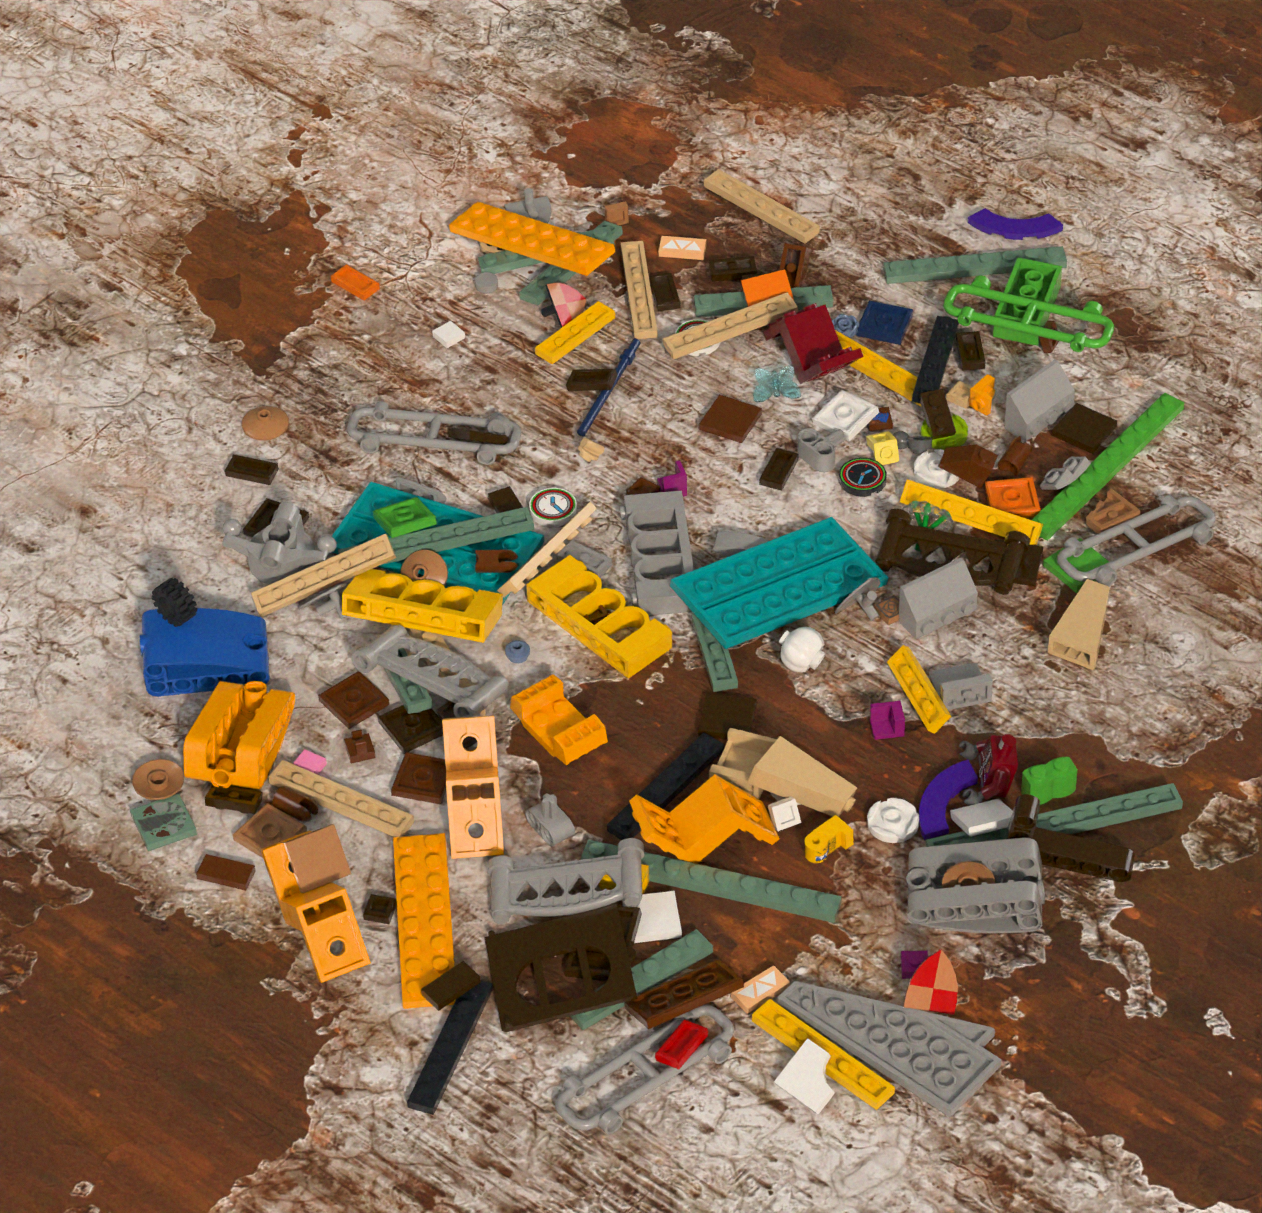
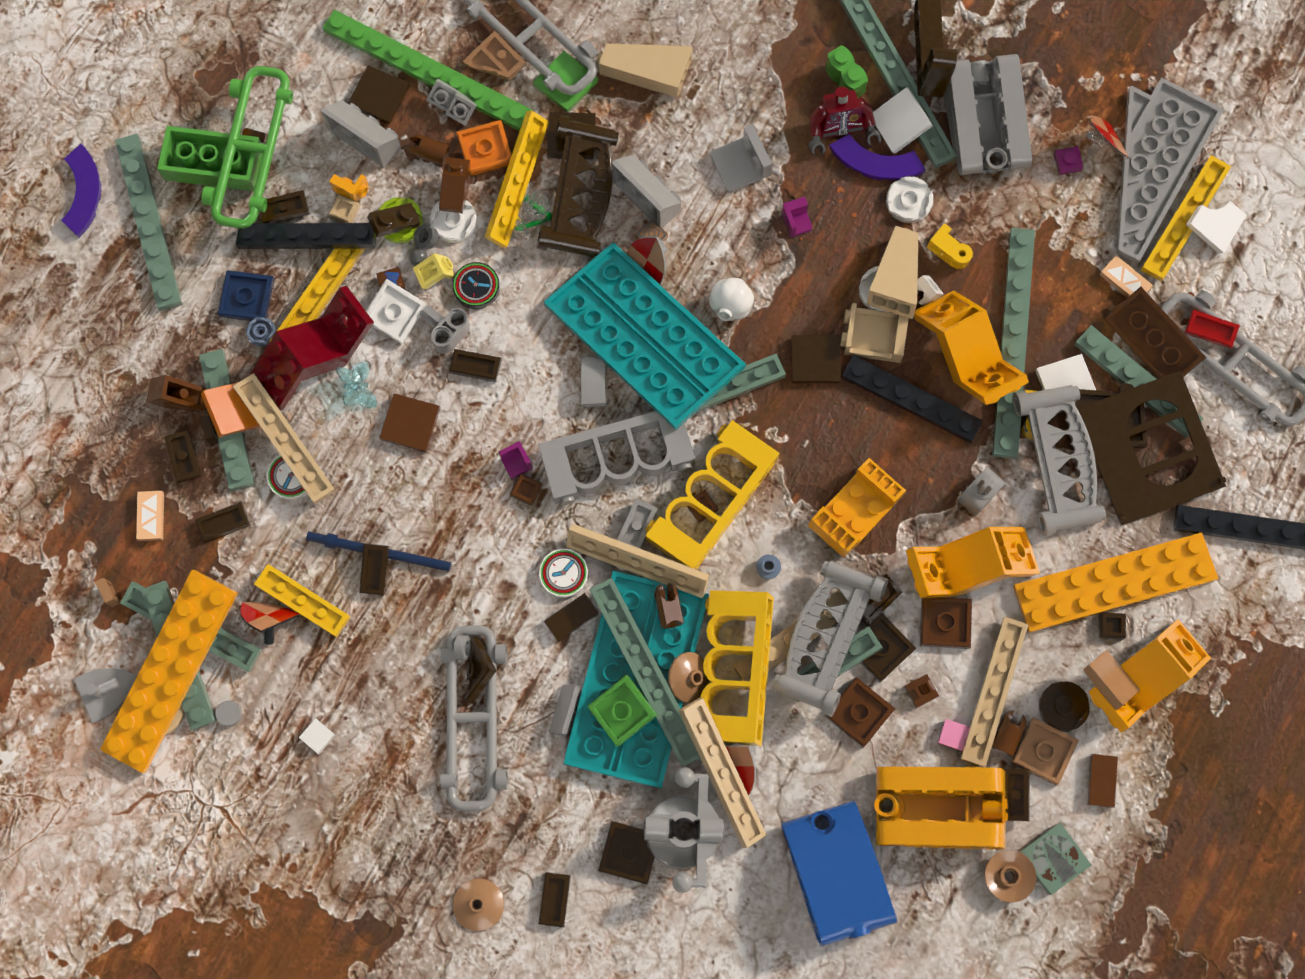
camera: 100 degrees left, 30 degrees up
(174, 602) = (826, 904): black tyre -> none
(355, 282) = (242, 860): orange tile -> none
(450, 985) = (1201, 535): dark brown tile -> none
(590, 450) = (482, 551): tan plate -> none
(639, 290) = (225, 547): tan plate -> none
(761, 206) = (77, 444): tan plate -> none
(919, 689) = (753, 195): yellow plate -> none
(961, 871) = (988, 119): medium nougat dish -> none

